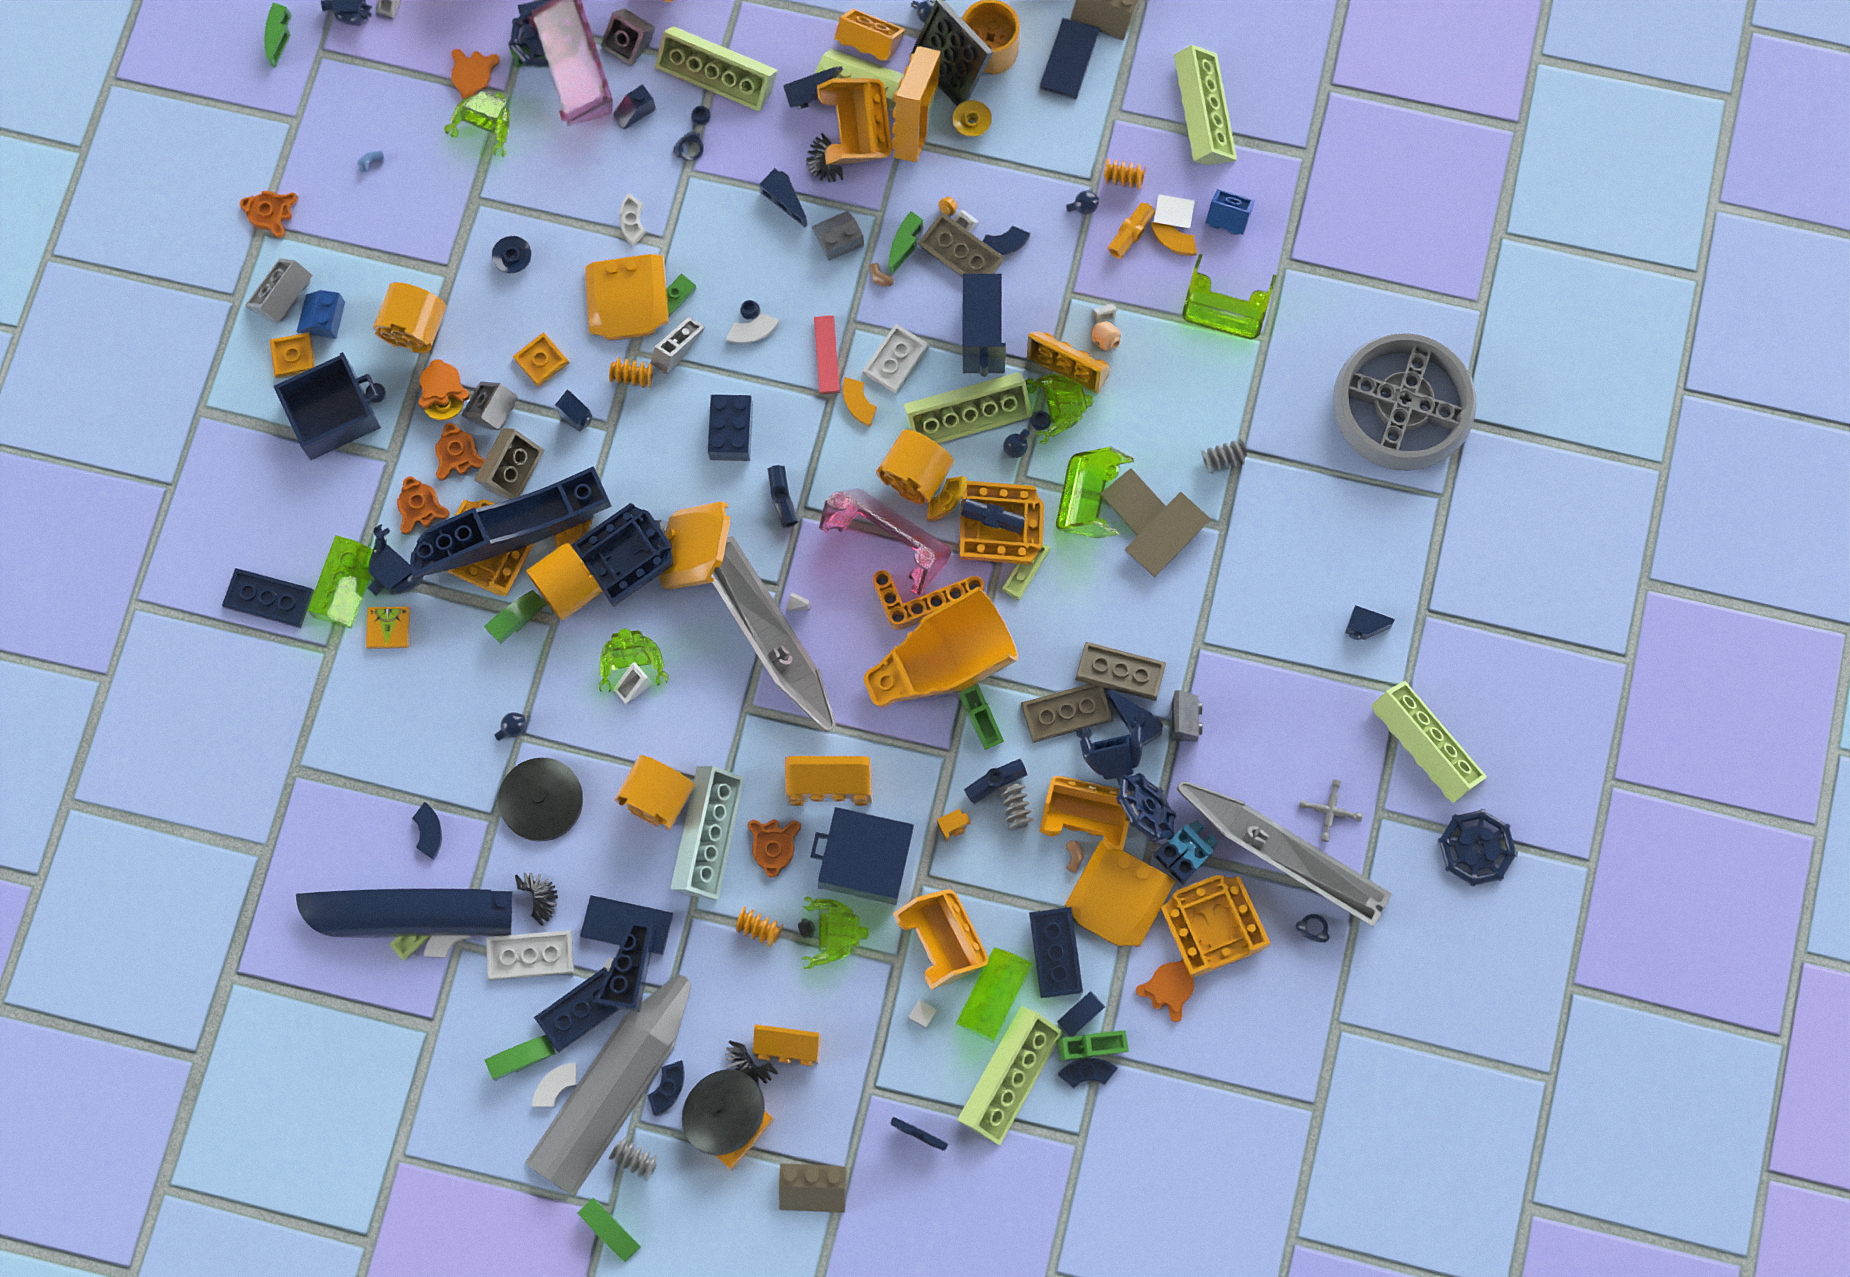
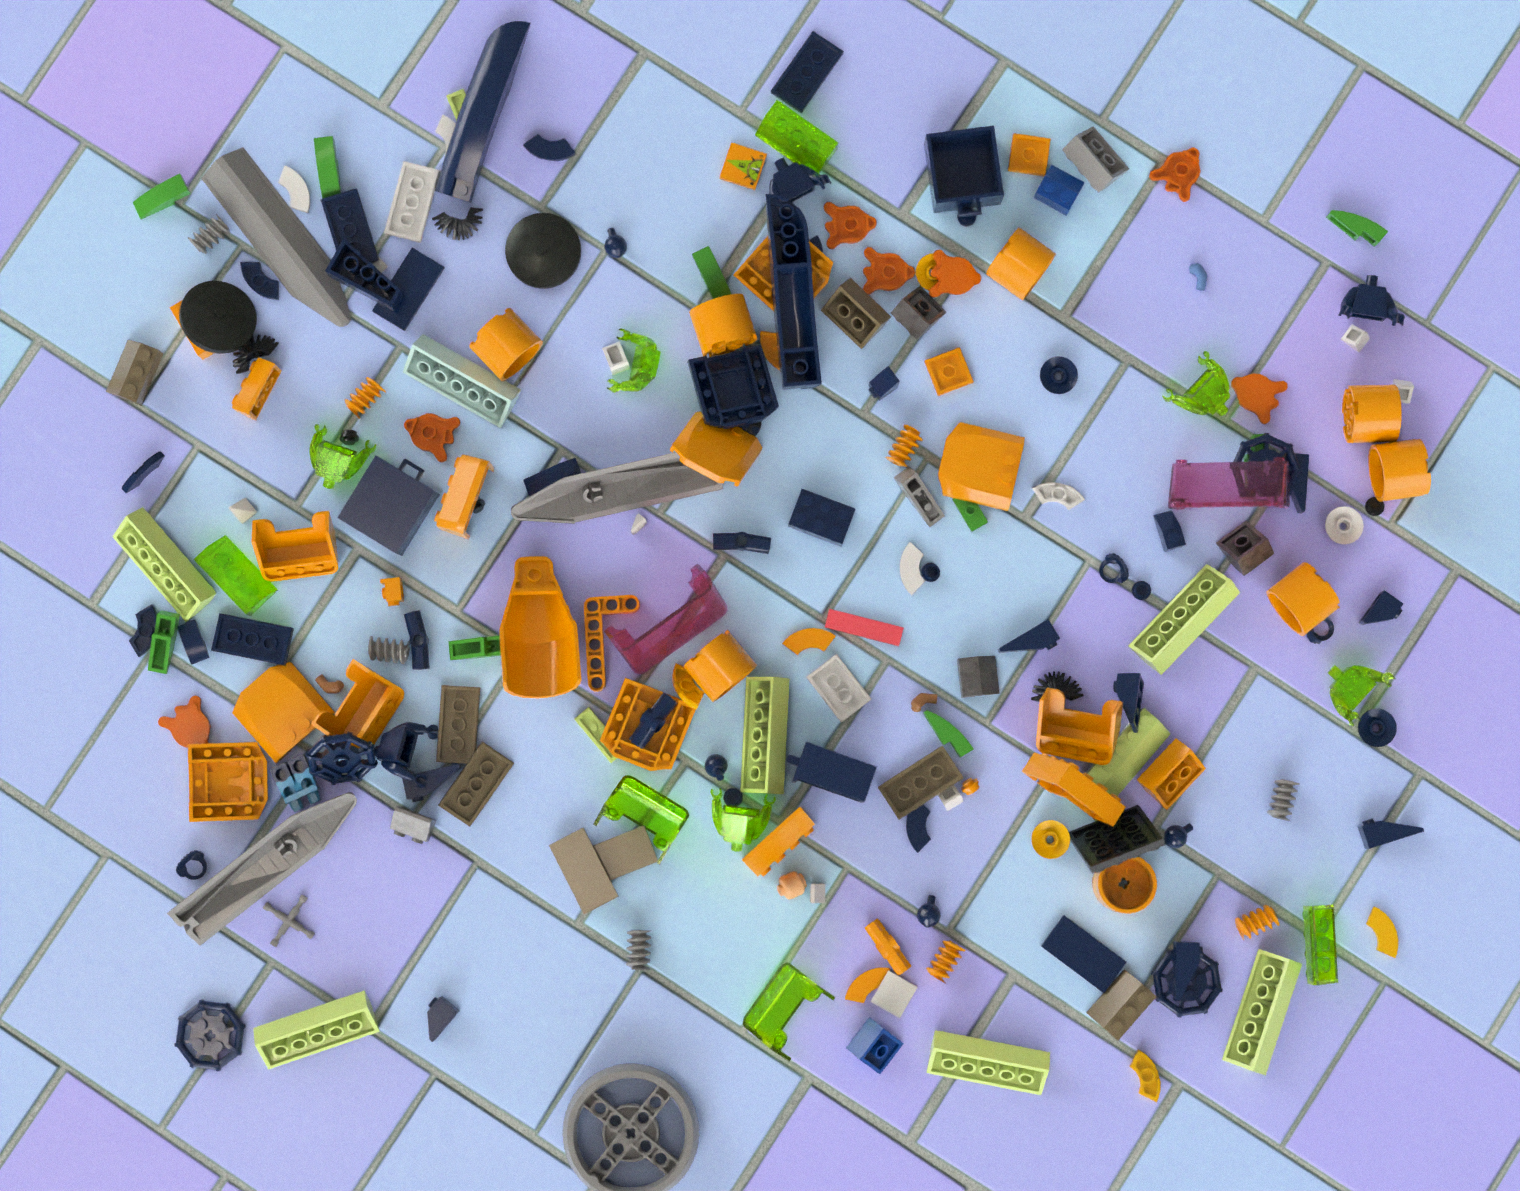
camera: 105 degrees right, 10 degrees up
(778, 703) = (549, 476): none -> dark blue slope

